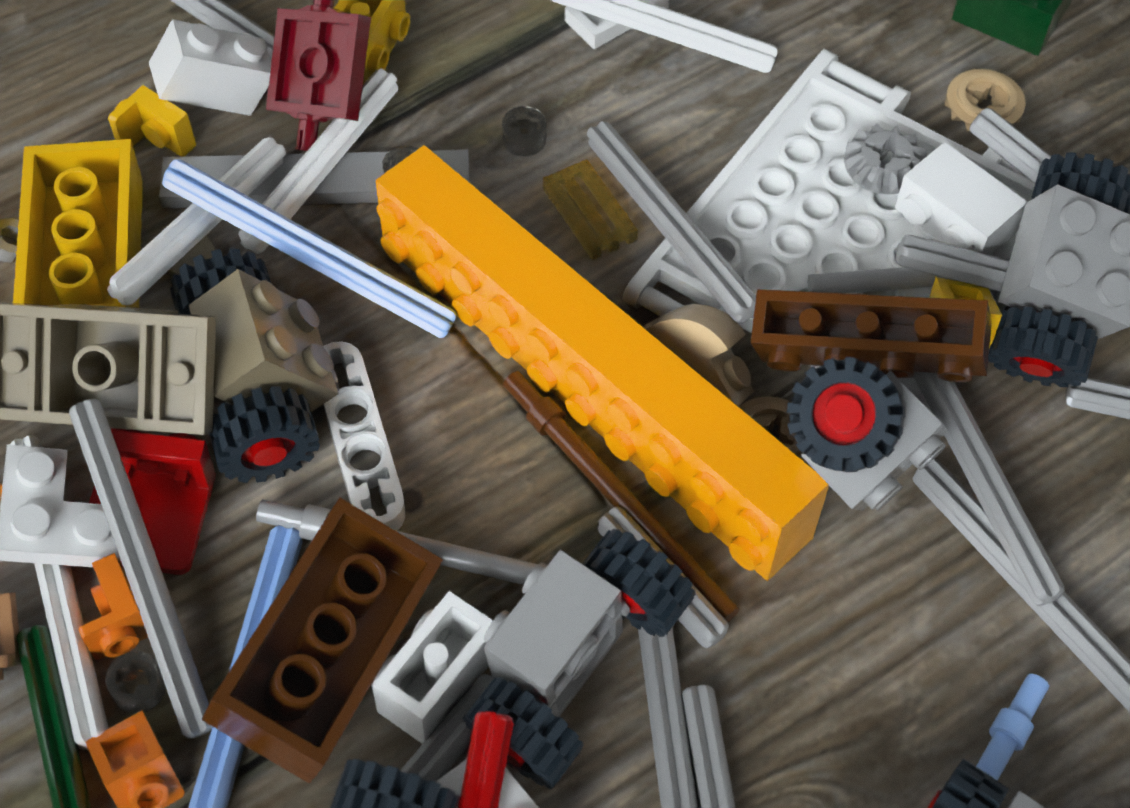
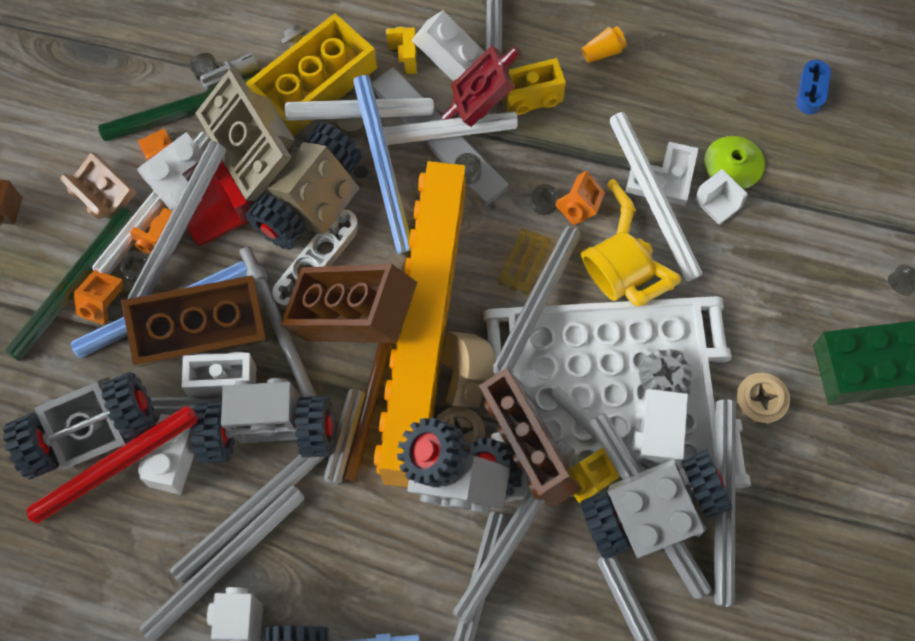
camera: 55 degrees right, 10 degrees up
(494, 411) = (349, 303): none -> reddish brown brick
(571, 90) = (582, 200): none -> orange bracket
(693, 106) = (627, 262): none -> yellow piece

